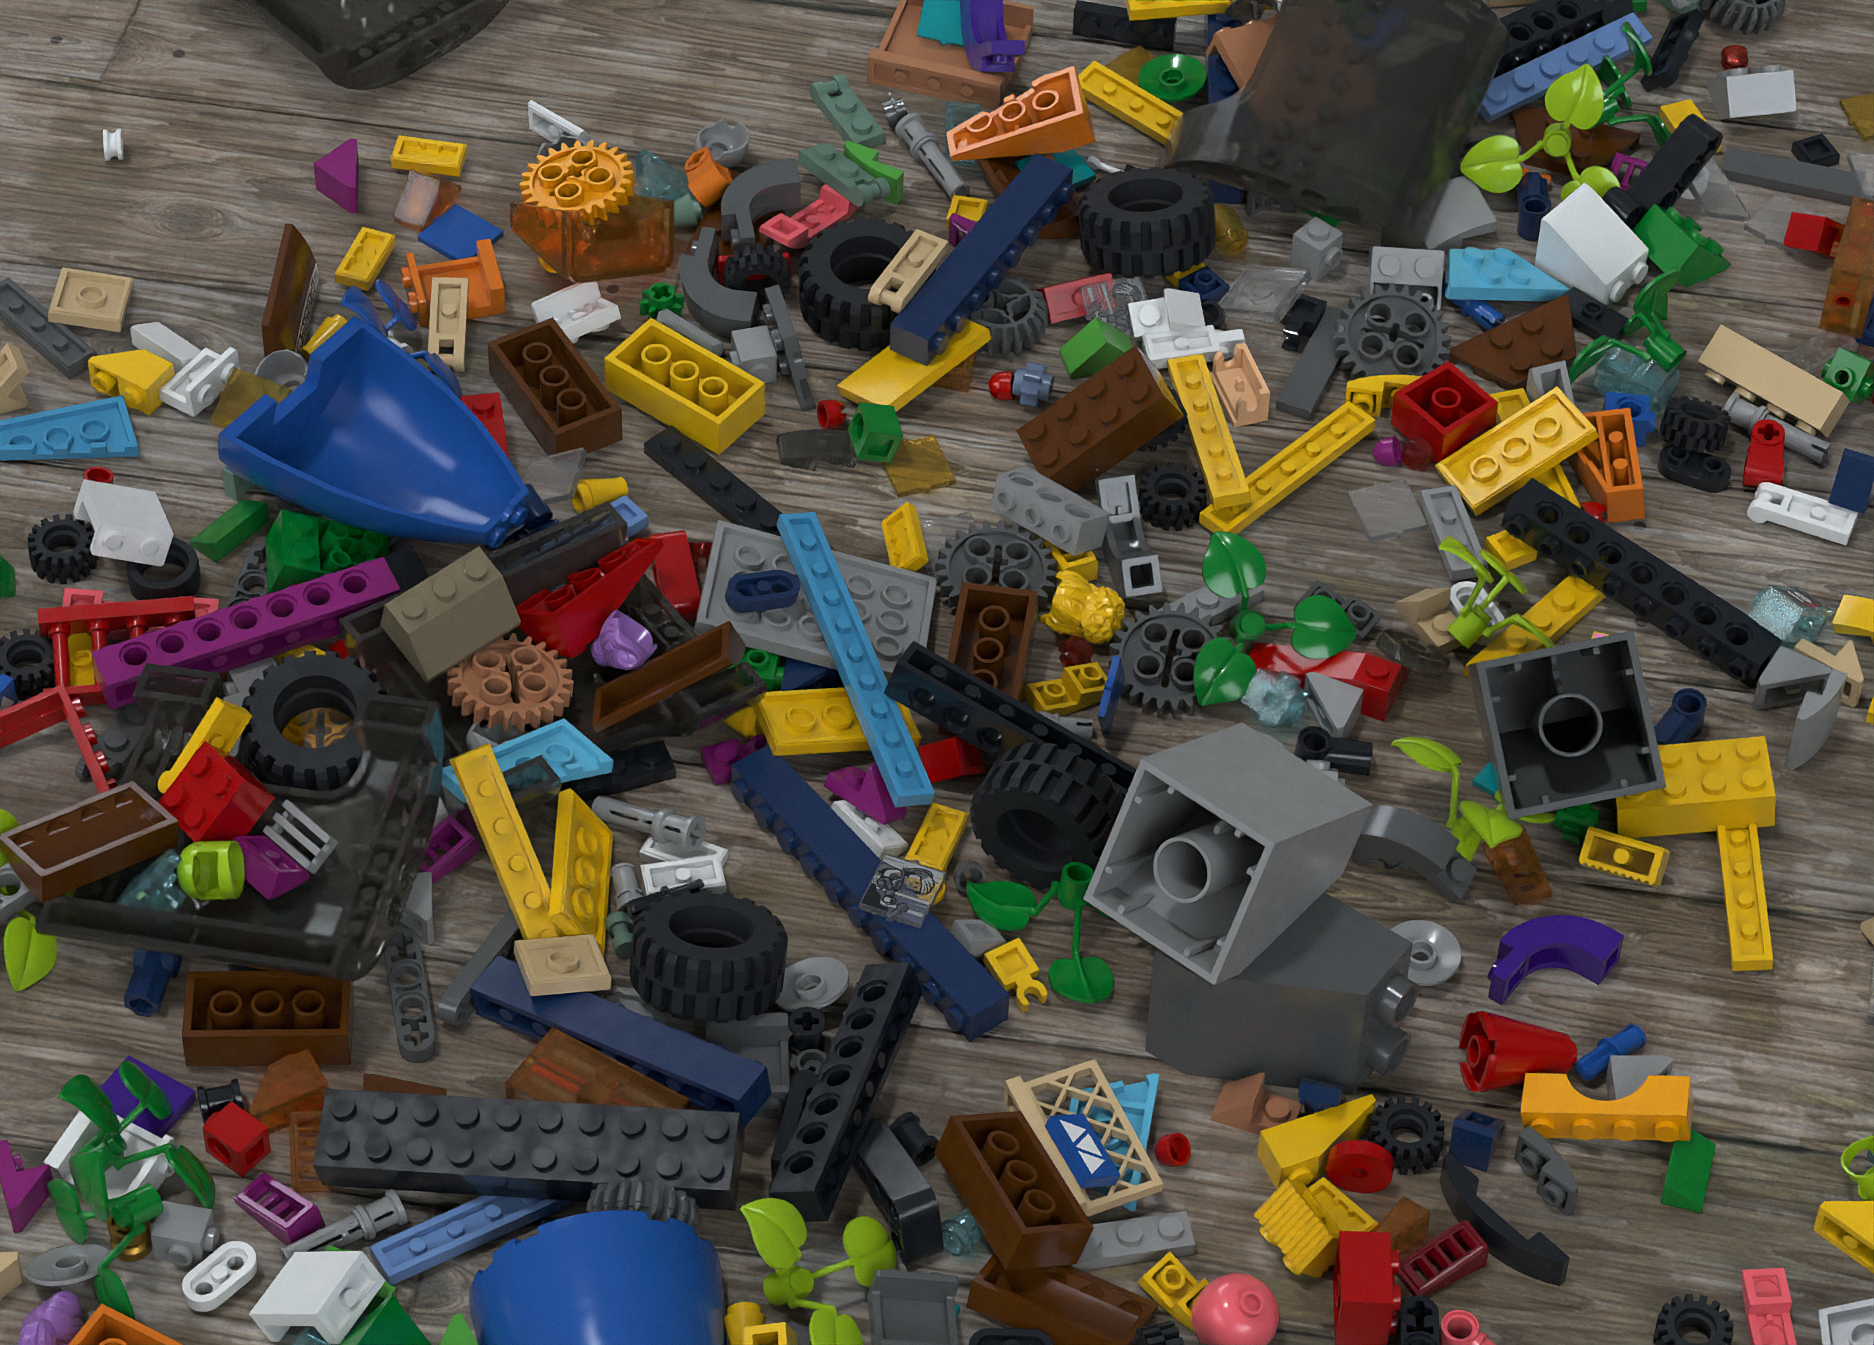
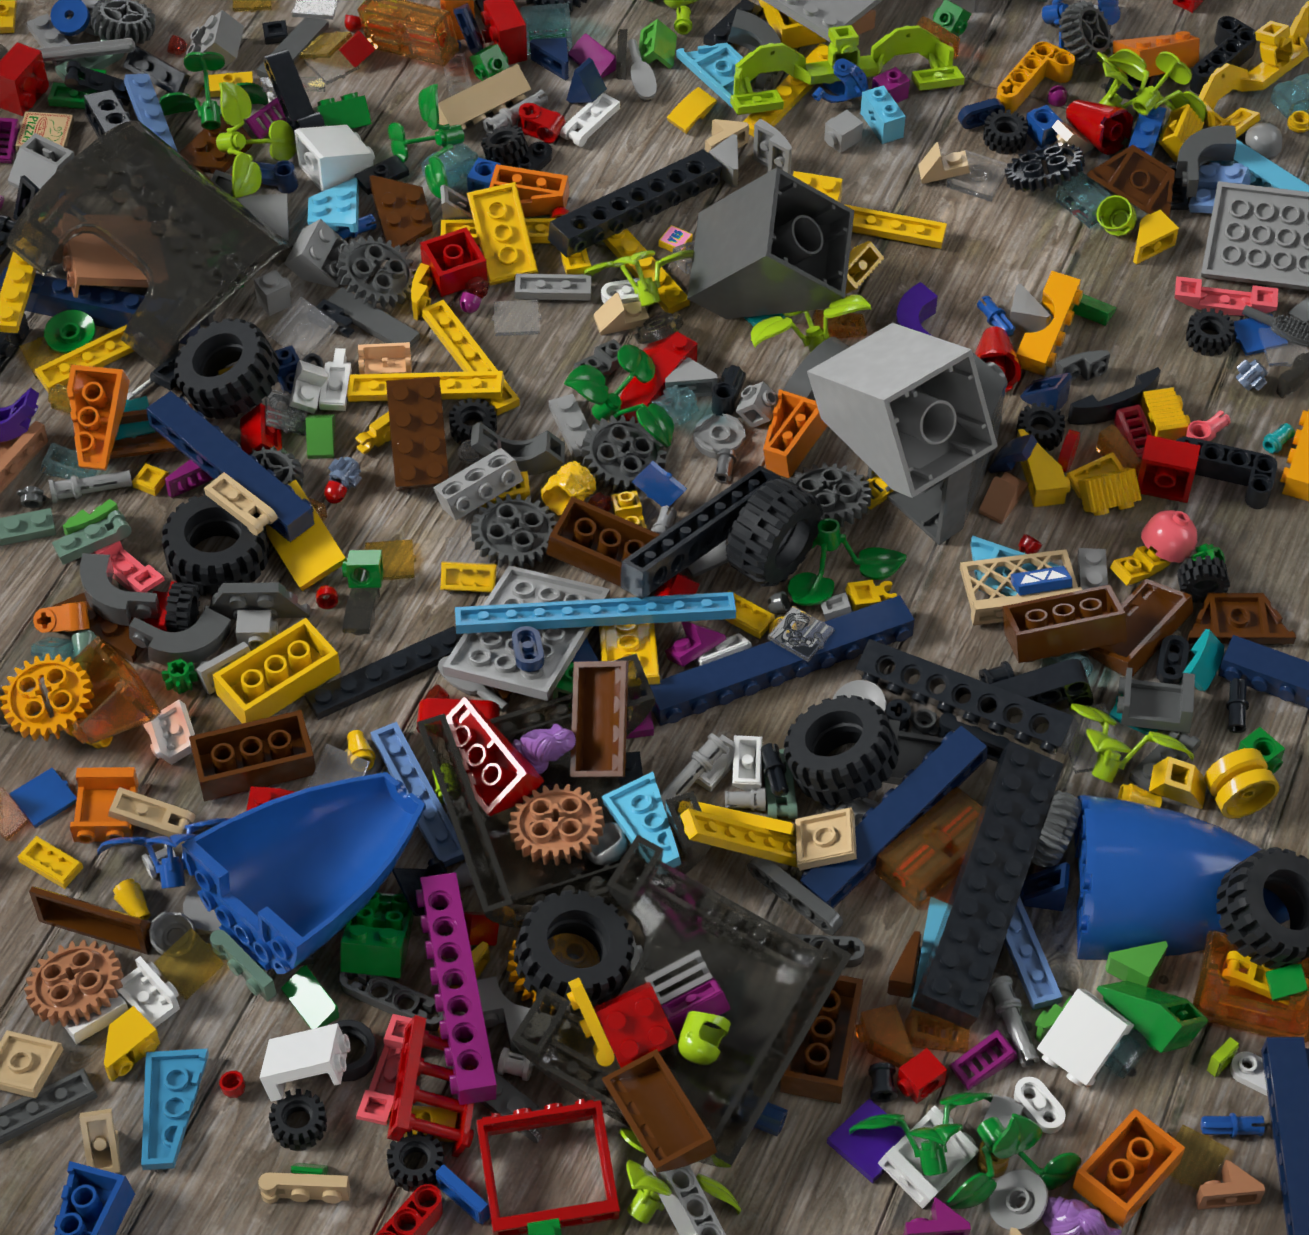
camera: 75 degrees left, 5 degrees up
(155, 886) = (705, 1082): clear light blue slope -> none
(201, 313) = (74, 983): none -> nougat gear
(451, 615) = (506, 836): dark tan slope -> none
(727, 143) = (24, 603): light grey hair -> none
(1489, 1286) = (1165, 413): none -> yellow brick
(1790, 613) = (684, 140): clear light blue brick -> none
(1805, 202) = (325, 45): none -> clear yellow piece

